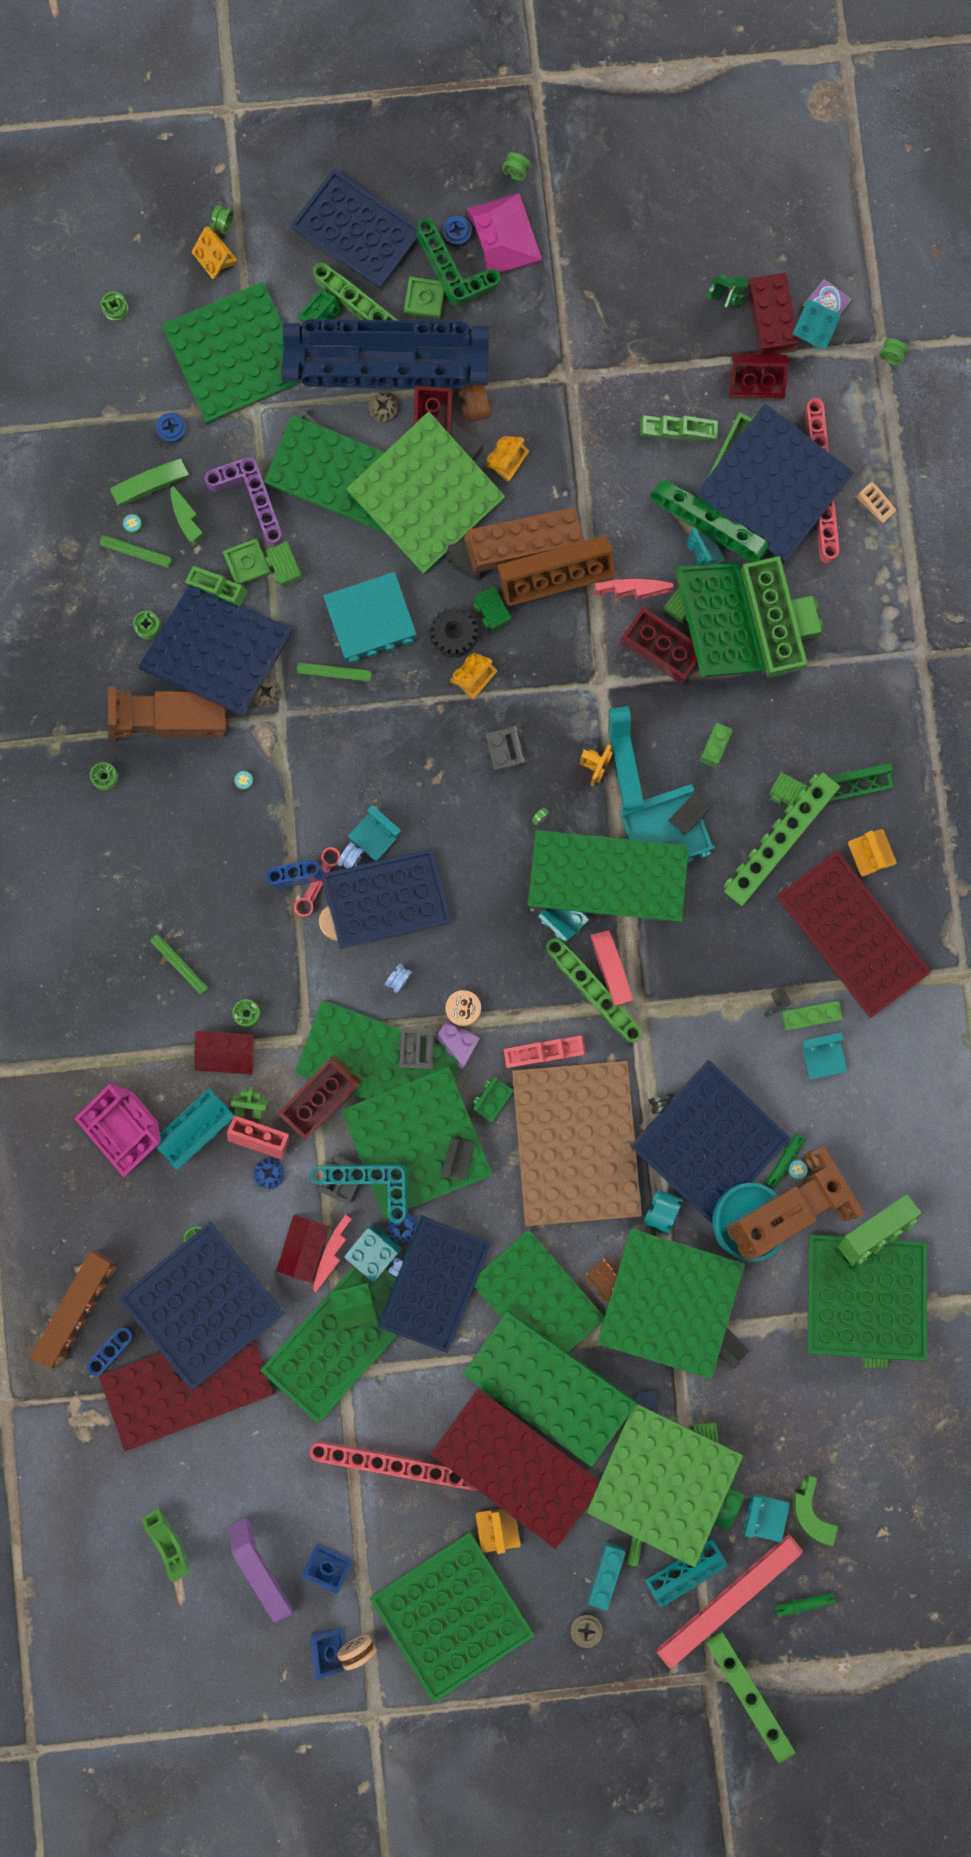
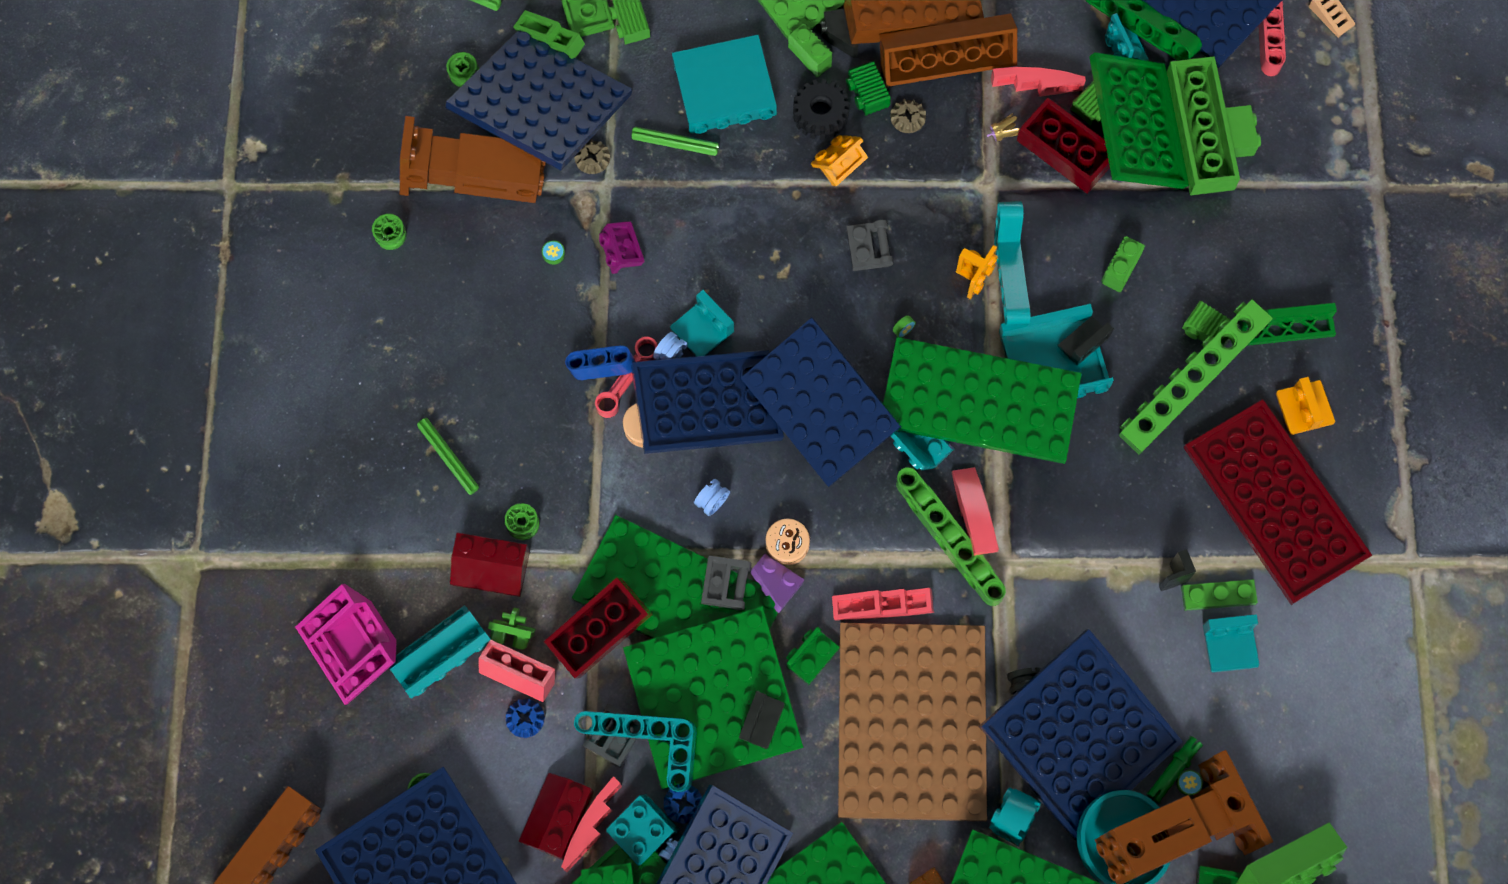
camera: 10 degrees right, 10 degrees down
(299, 770) = (620, 246): none -> magenta bracket
(439, 580) = (810, 50): none -> bright green brick
(478, 891) = (820, 402): none -> dark blue plate
(523, 637) = (902, 123): none -> dark tan gear
(604, 635) = (1004, 128): none -> pearl gold piece

